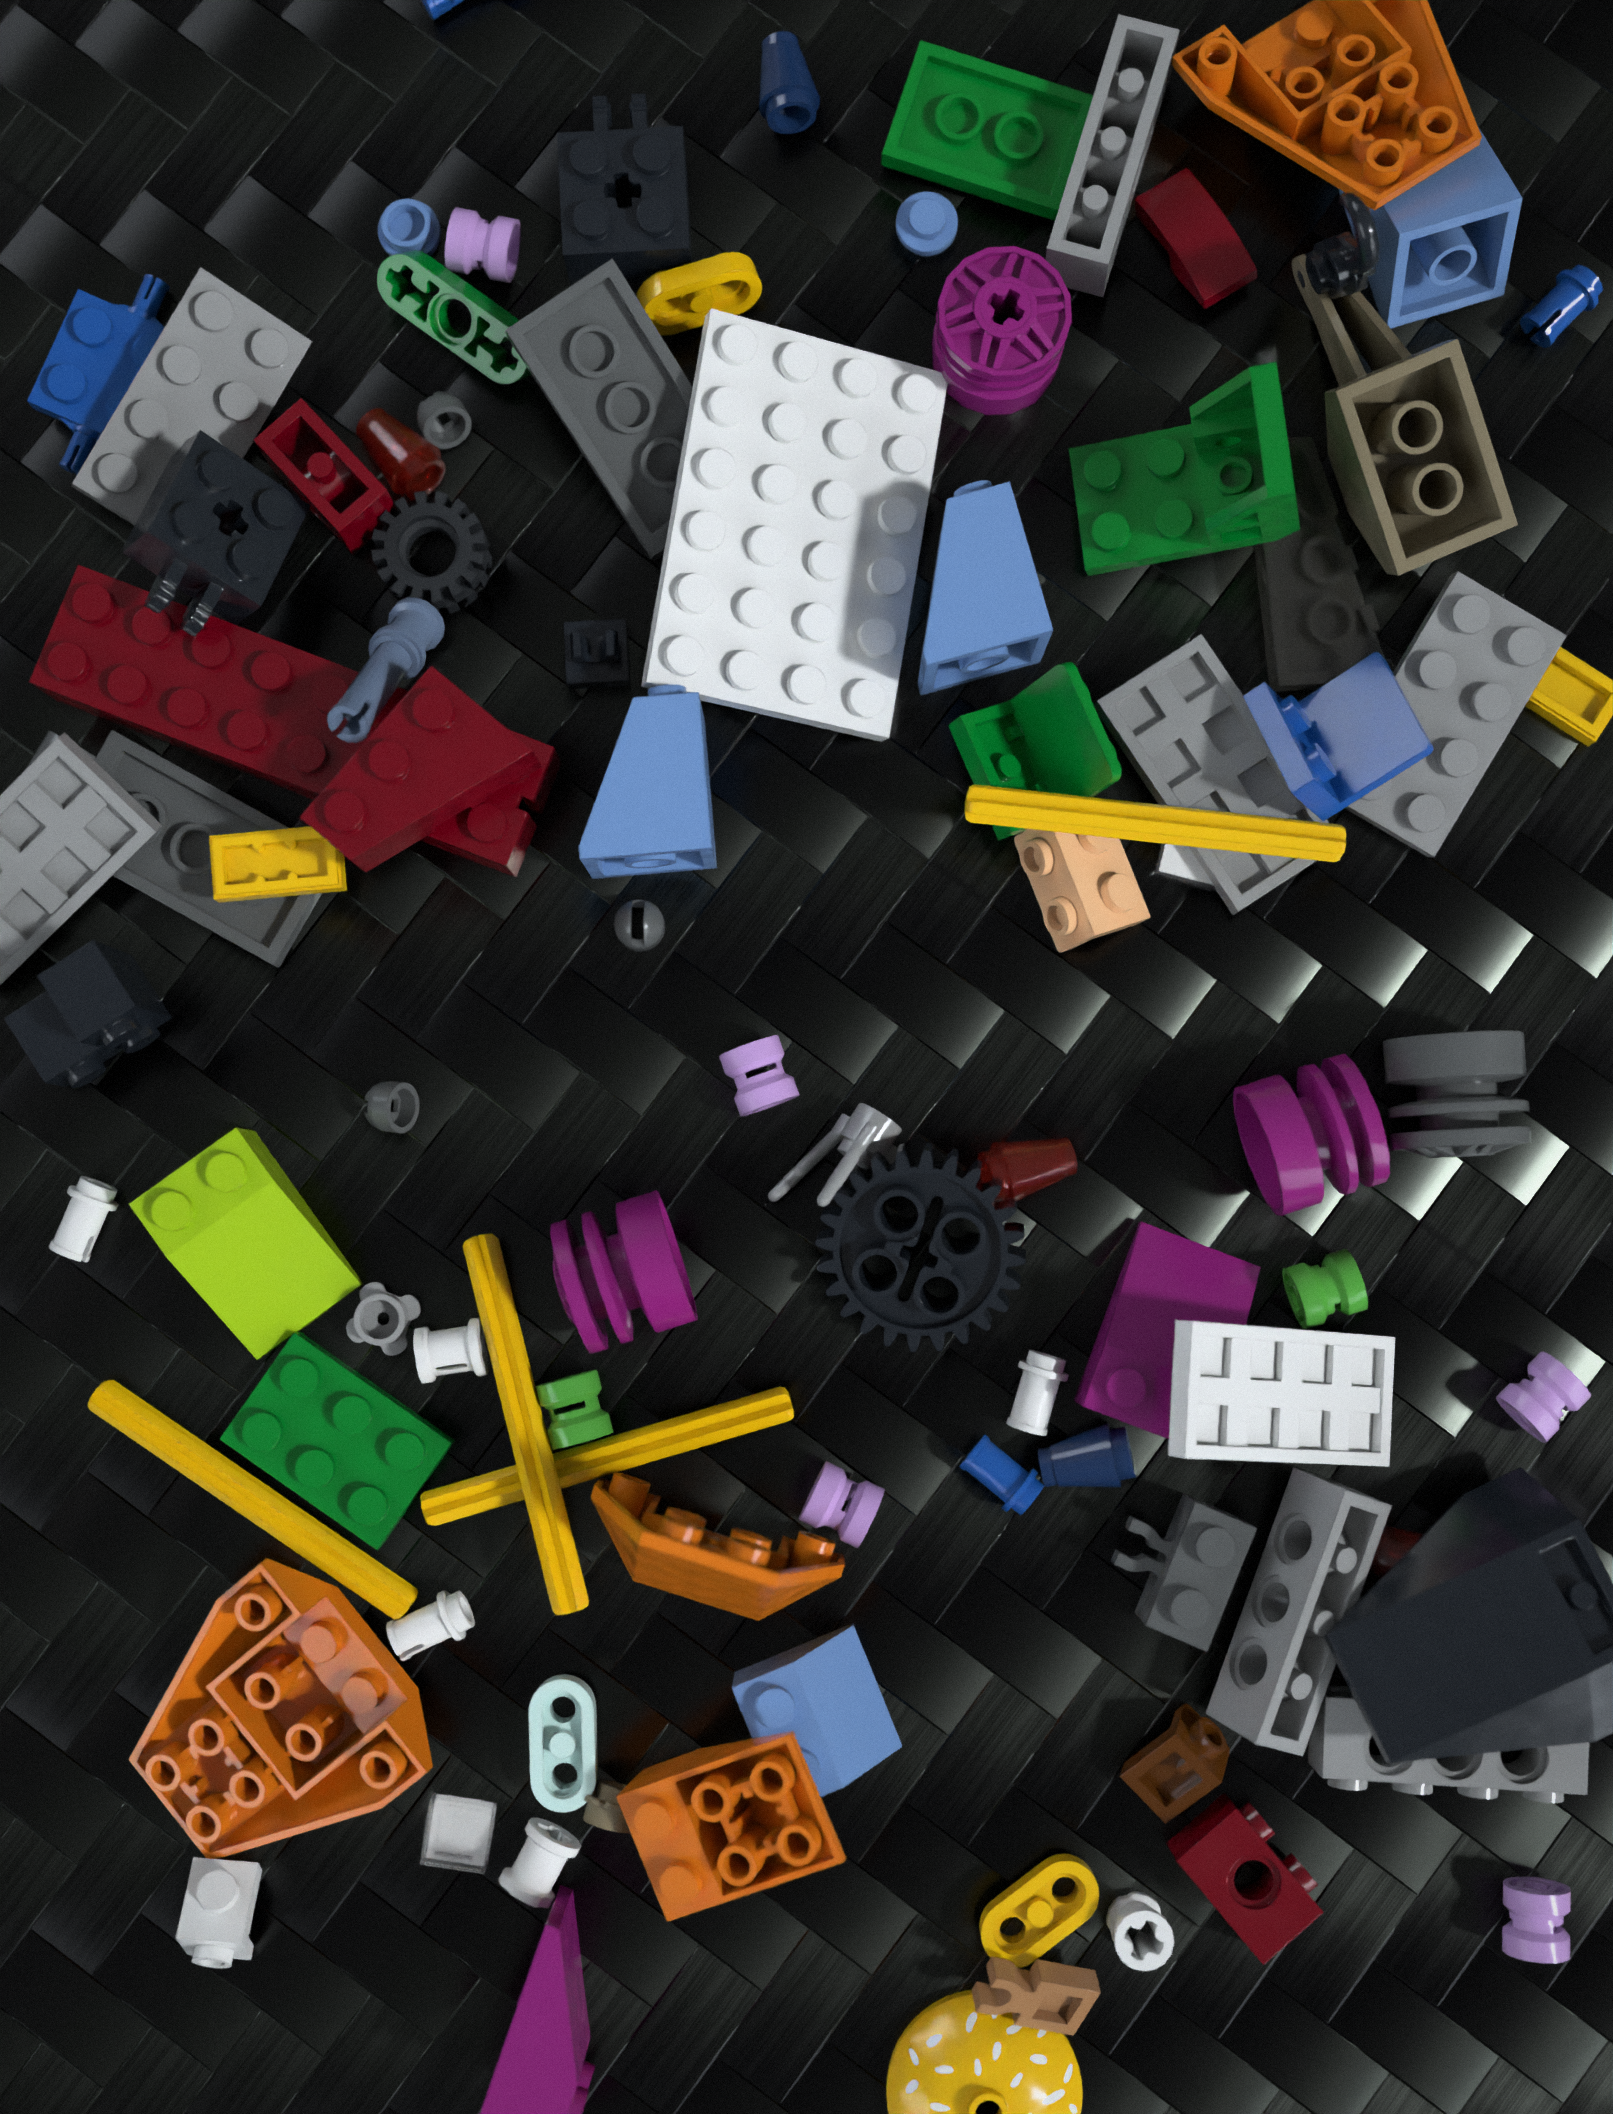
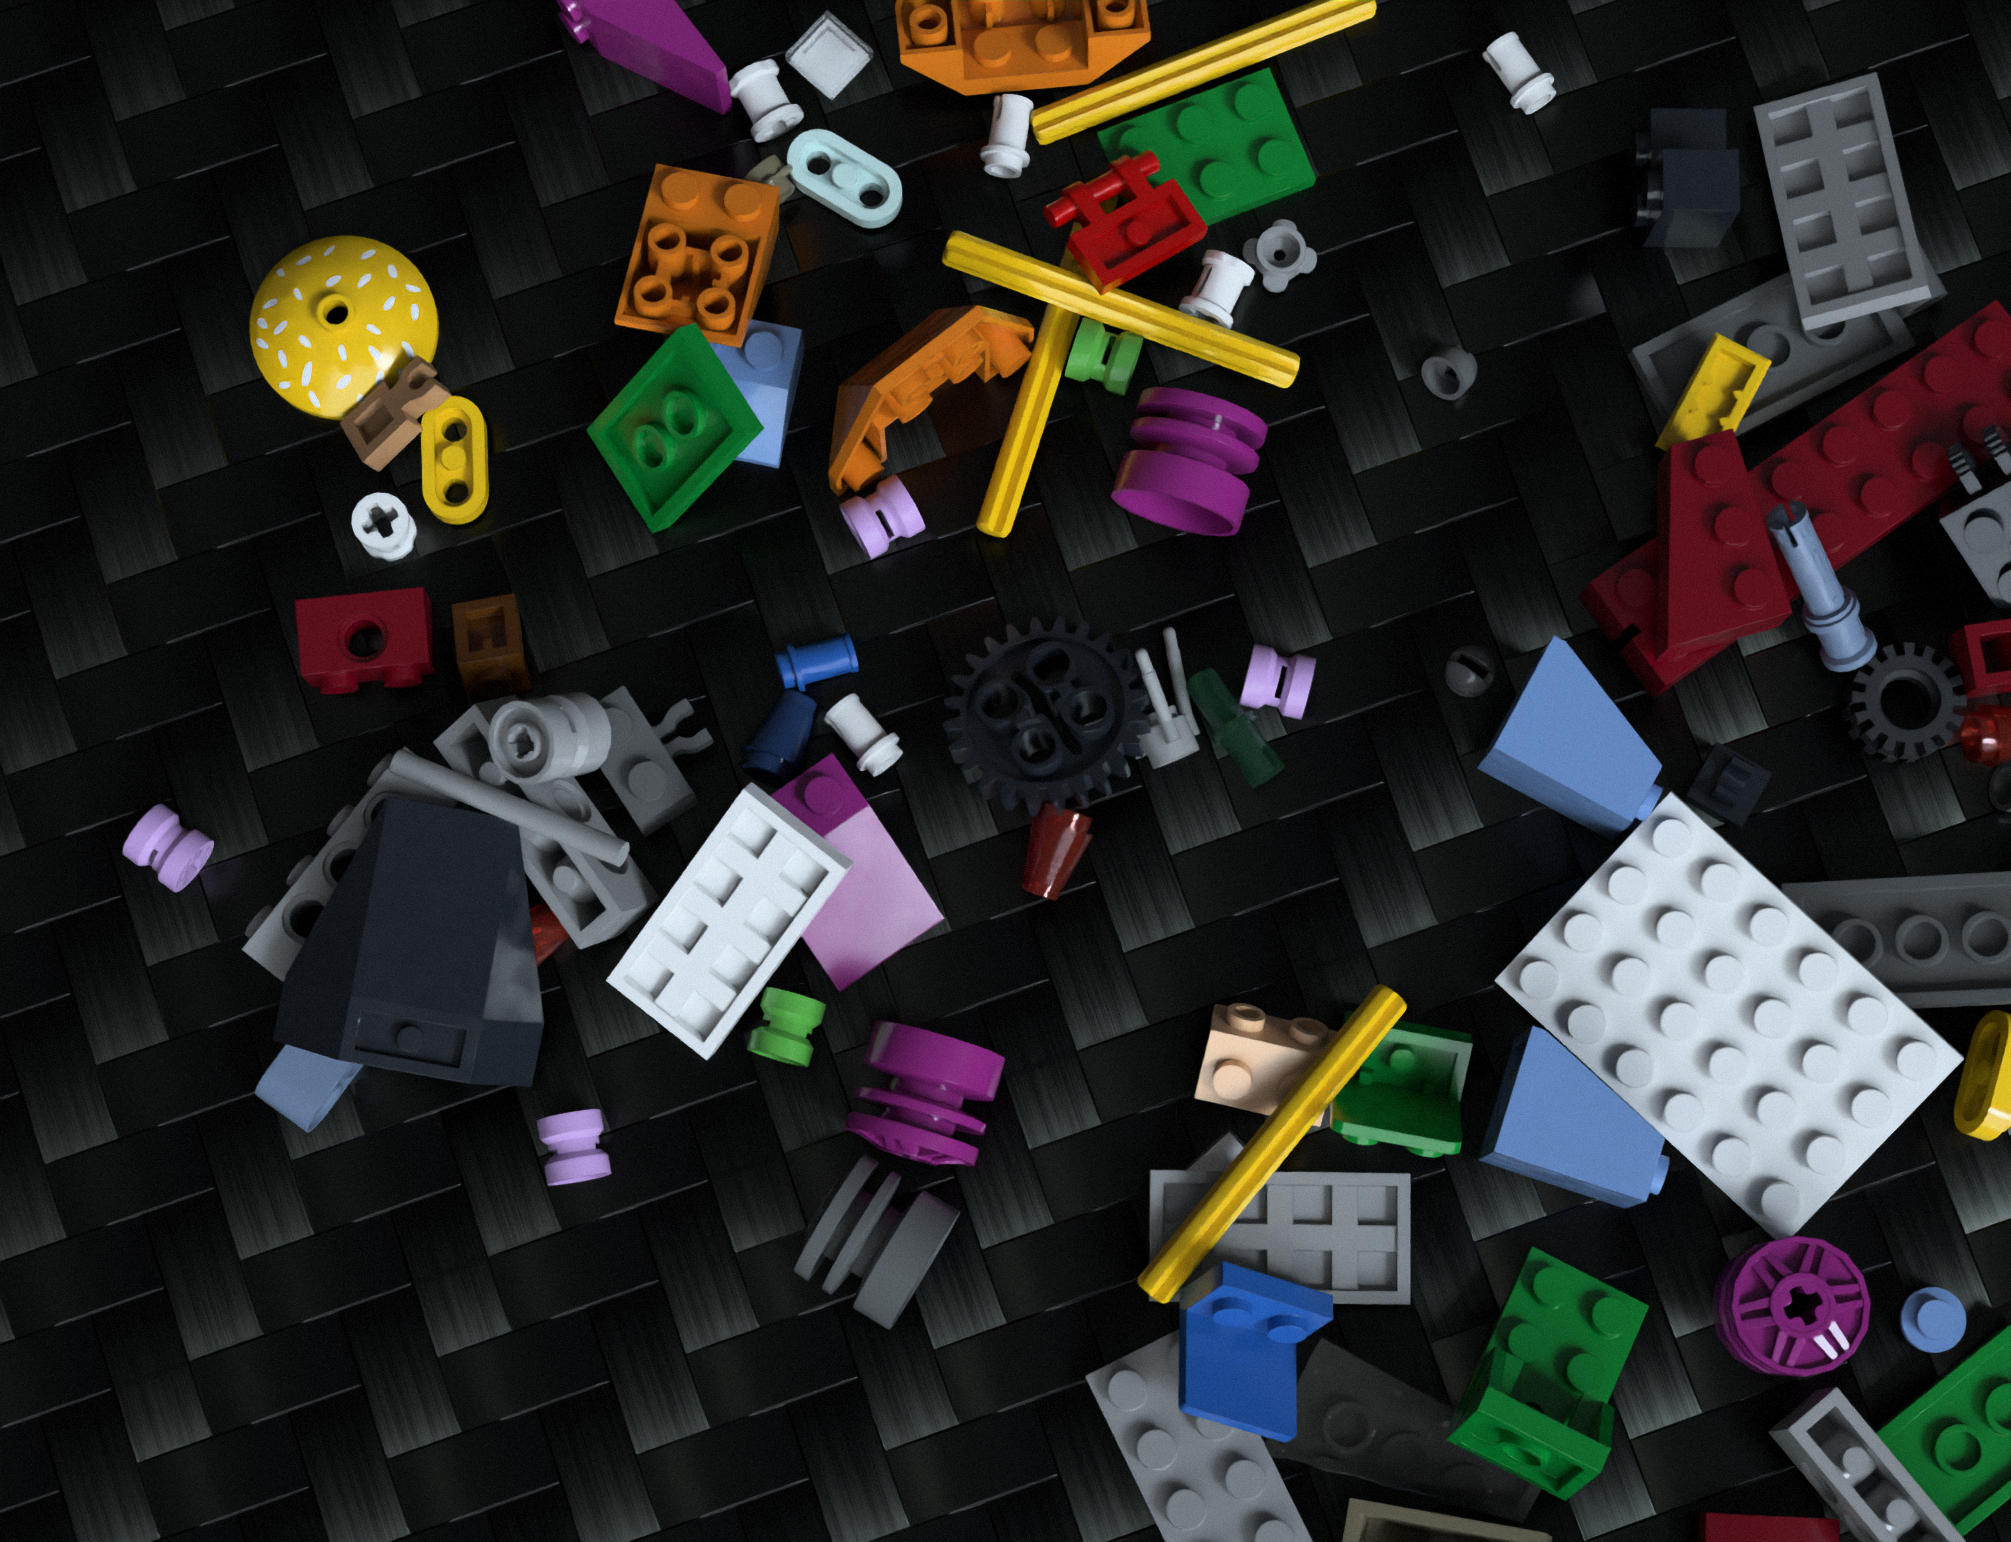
camera: 120 degrees right, 5 degrees down
(247, 1241) = (1415, 188): lime slope -> none
(454, 1452) = (1133, 236): none -> red plate
(821, 1087) = (1234, 728): none -> clear green axle
(892, 1739) = (674, 428): none -> green plate
(1245, 1658) = (549, 737): none -> light grey wheel
(1324, 1649) = (510, 807): none -> light grey bar

